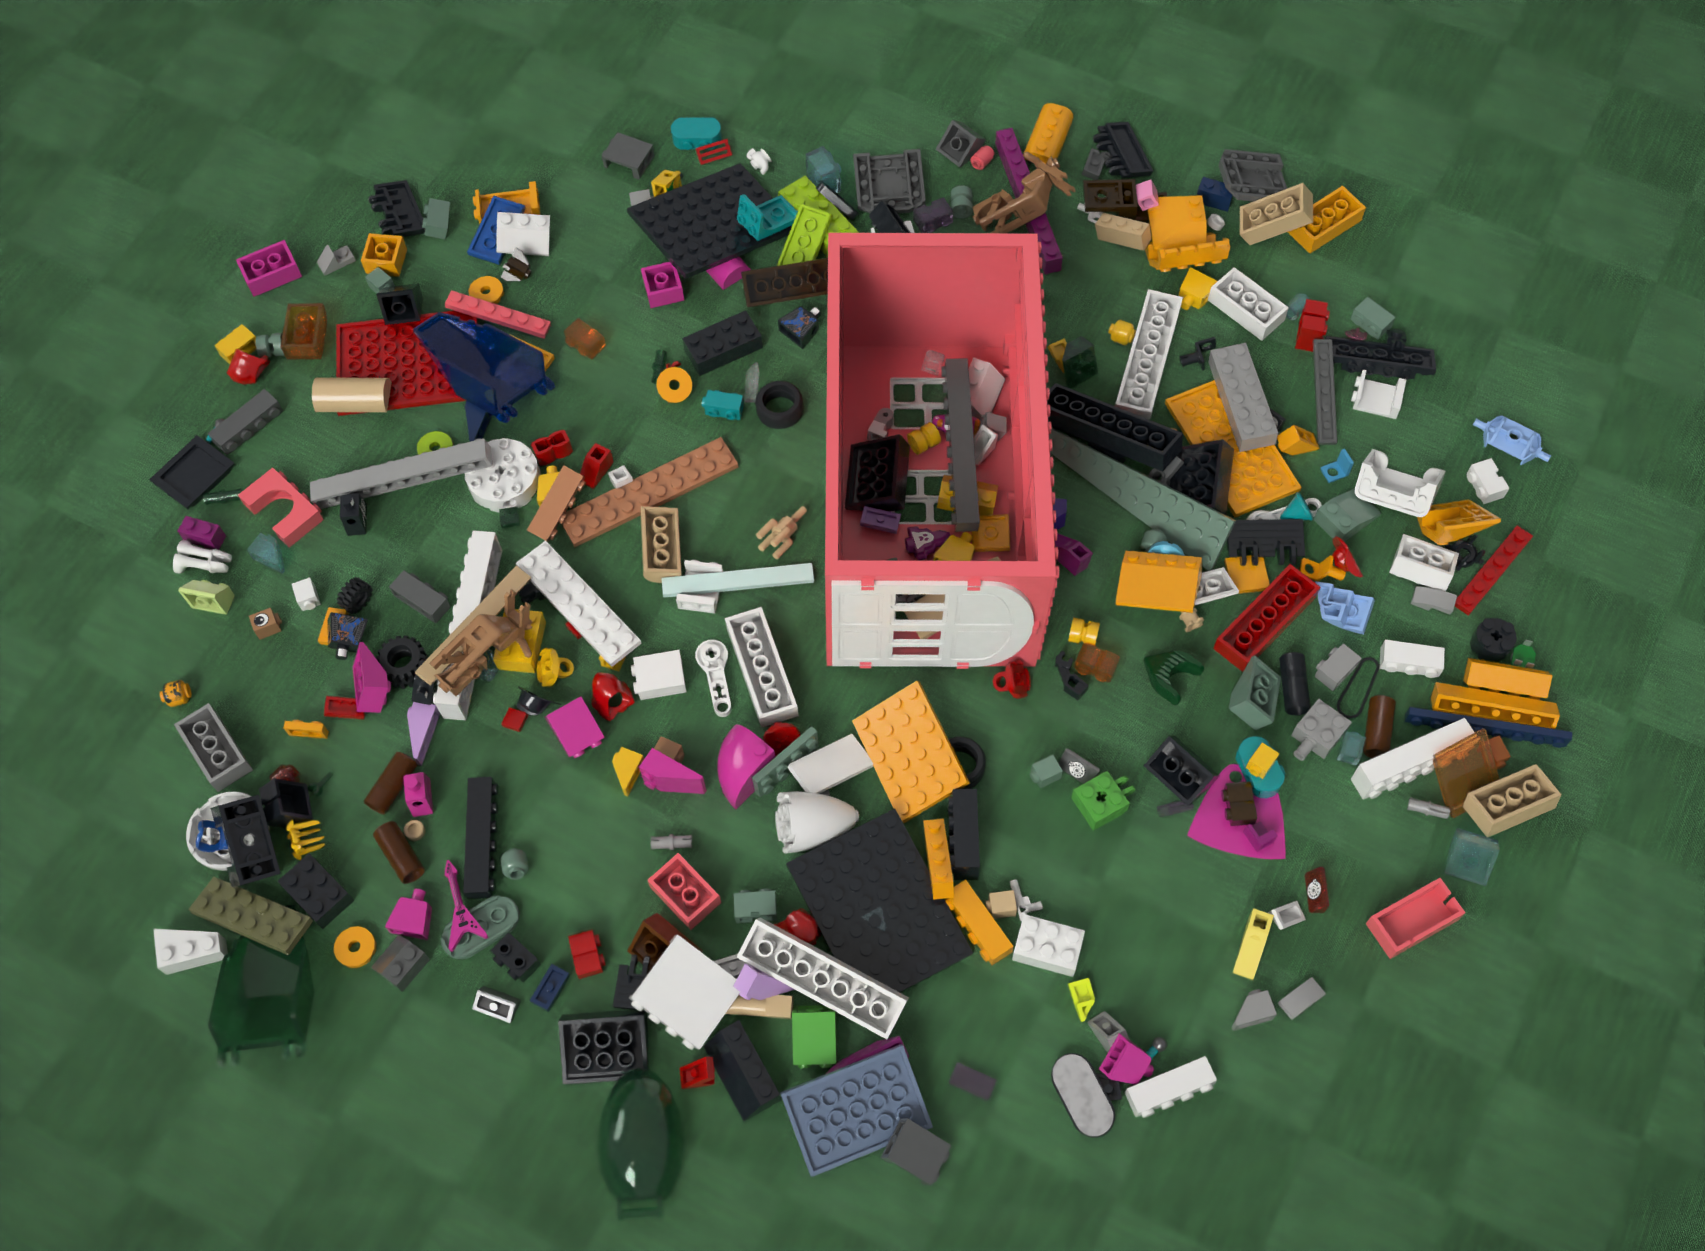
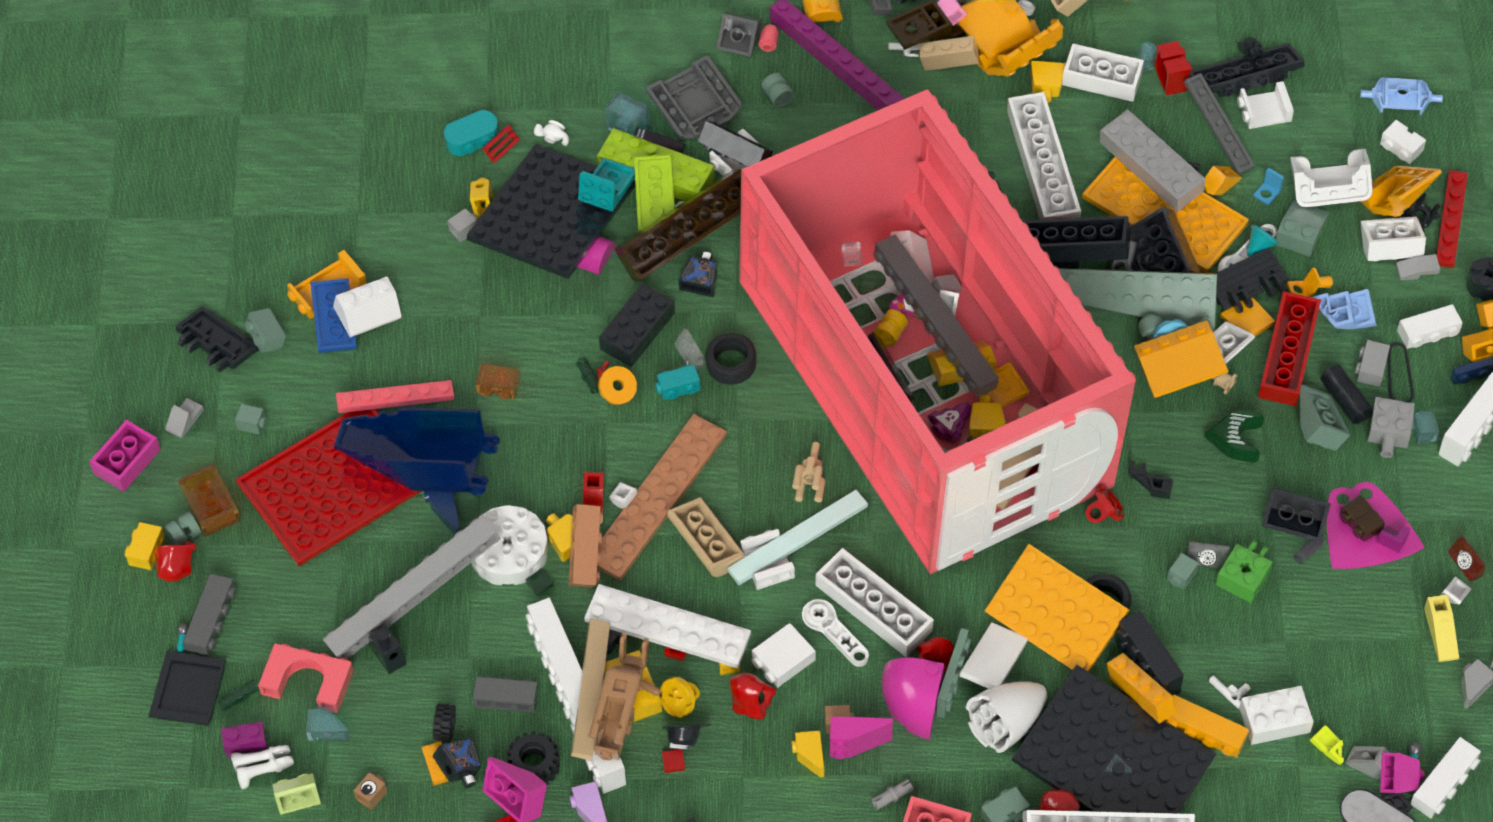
camera: 30 degrees left, 5 degrees down
(306, 594) = (391, 745): white brick -> none
(351, 394) = (305, 538): tan brick -> none
(384, 252) = (235, 388): light orange brick -> none
(400, 303) = (292, 428): black slope -> none
(422, 691) = (573, 770): black torso -> none
(433, 439) = (413, 543): lime tile -> none
(487, 283) = (360, 371): light orange tile -> none
(517, 267) = (383, 342): dark brown brick -> none
(549, 448) = (541, 496): red brick -> none
(575, 727) = (737, 738): dark pink slope -> none
(629, 153) = (416, 181): dark grey panel -> none
(662, 284) = (541, 295): dark pink brick -> none
(933, 216) = (758, 117): clear purple brick -> none
(1001, 904) = (1216, 700): tan brick -> none
(1029, 204) = (850, 65): medium nougat piece -> none
(1083, 631) = (1140, 435): yellow wheel -> none
(1096, 662) = (1167, 457): clear orange brick -> none
(1122, 332) = (1005, 149): yellow head -> none
(1197, 355) = (1086, 141): black bracket -> none
(1262, 761) = (1362, 471): yellow brick -> none
(1274, 778) = (1358, 478): teal brick -> none
(1343, 557) = (1325, 263): red hat -> none
(1356, 335) = (1213, 58): clear pink plant -> none
(1372, 318) = (1219, 37): sand green brick -> none
(1379, 726) = (1437, 397): reddish brown piece -> none

